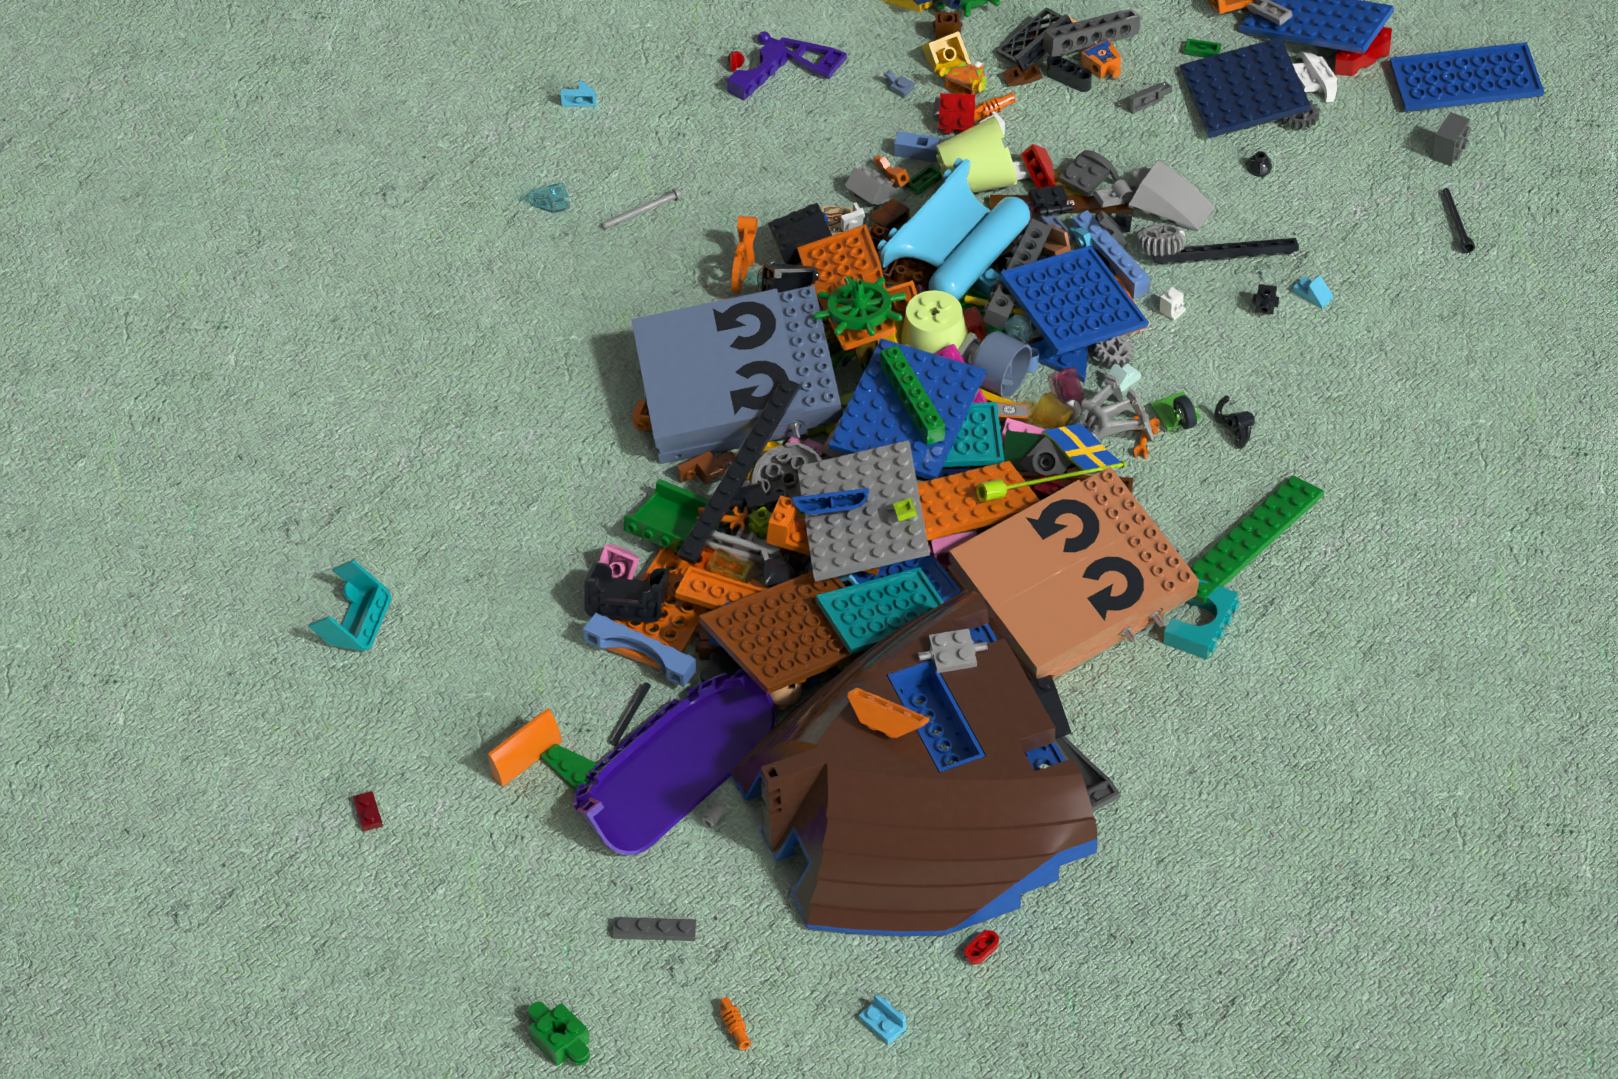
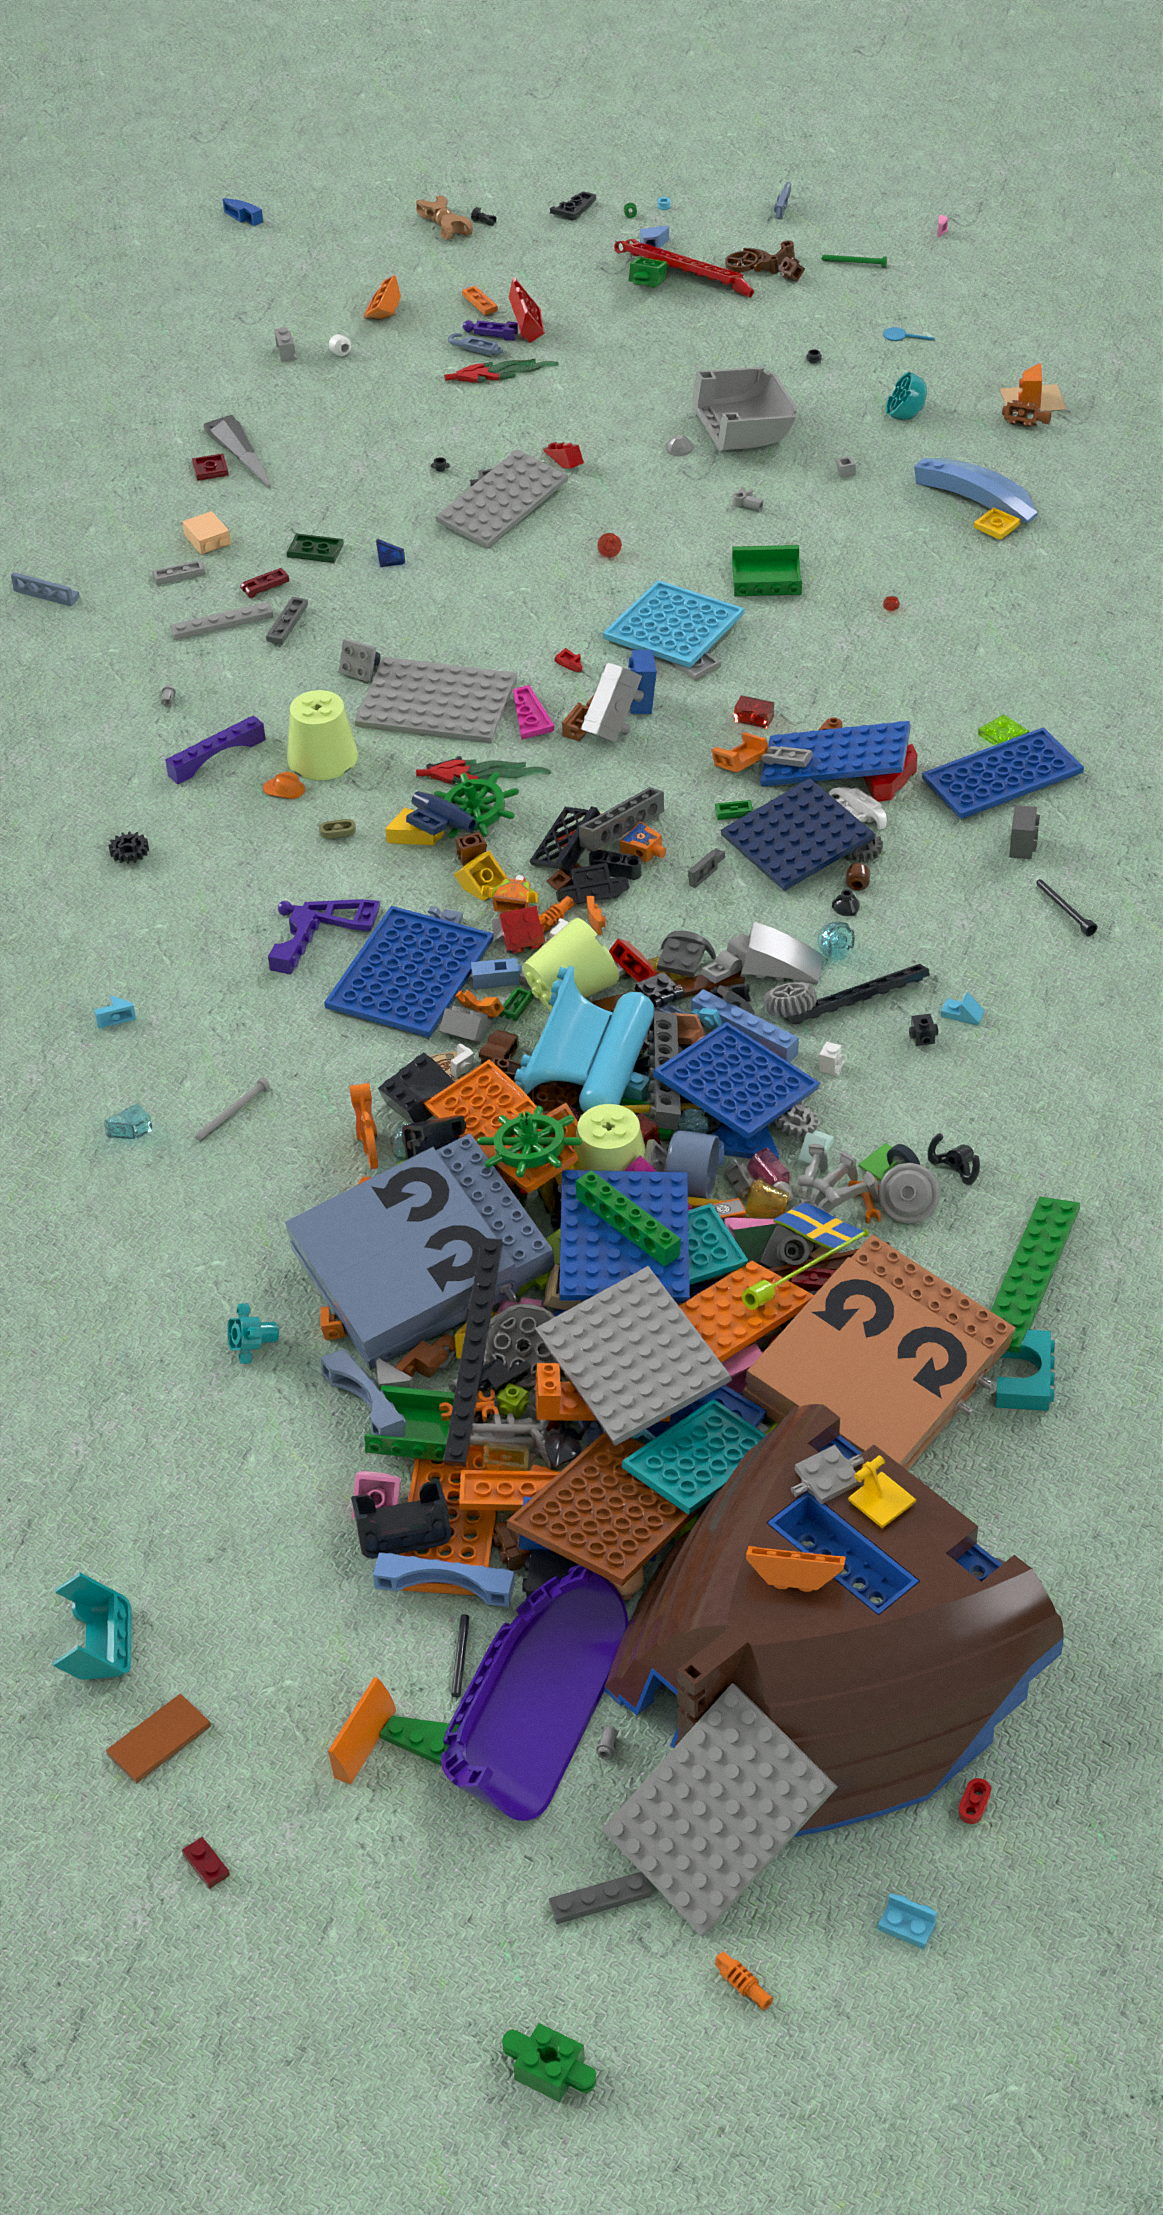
camera: 20 degrees left, 5 degrees down
(370, 707) = (158, 1738): none -> dark orange tile
(570, 405) = (249, 1333): none -> teal piece
(635, 460) = (344, 1373): none -> sand blue arch
(671, 474) = (392, 1376): none -> light grey slope
(735, 60) = (265, 936): red plate -> none
(765, 887) = (719, 1808): none -> light grey plate
(831, 501) = (599, 1353): blue brick -> none
(844, 124) = (409, 971): none -> blue plate
(905, 509) = (685, 1339): lime plate -> none
(985, 681) = (880, 1496): none -> yellow plate
(1029, 116) = (595, 916): none -> orange slope
(1040, 87) = (593, 881): none -> black plate
(1043, 383) = (738, 1173): none -> light grey hinge
(1177, 441) = (909, 1193): none -> light grey piece
(1230, 196) = (836, 940): none -> clear light blue cylinder
(1281, 142) = (858, 877): none -> reddish brown head
(1488, 34) = (1001, 730): none -> clear neon green plate

